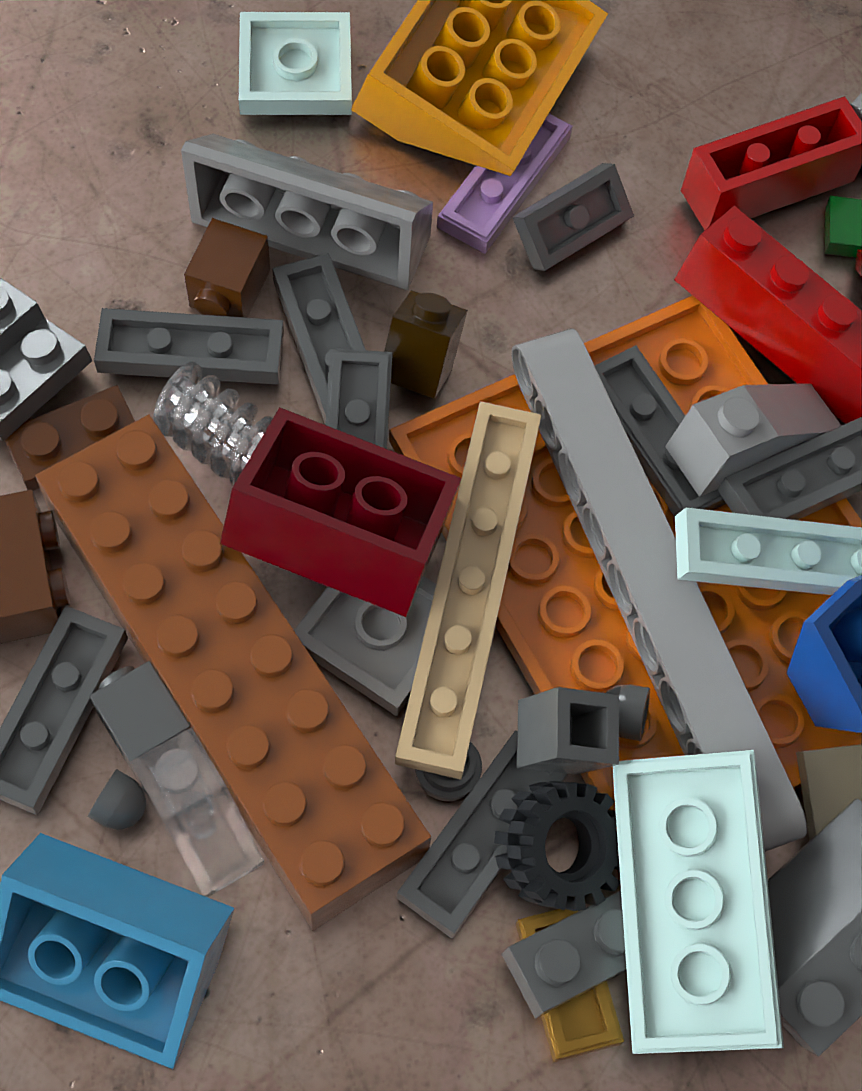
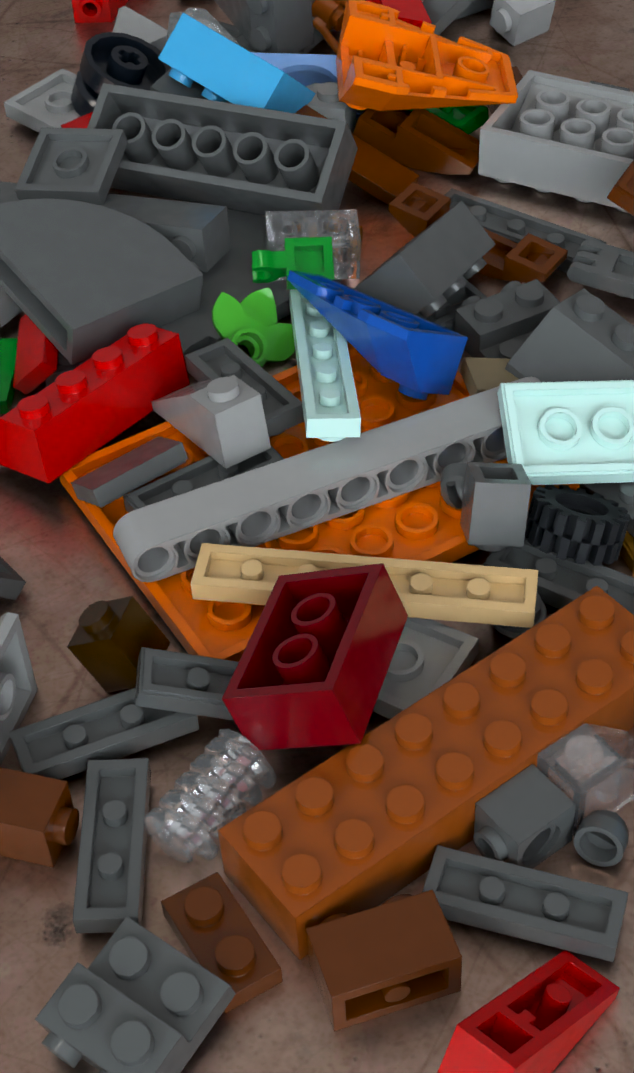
camera: 85 degrees left, 20 degrees down
(673, 350) = (130, 471): none -> dark grey tile

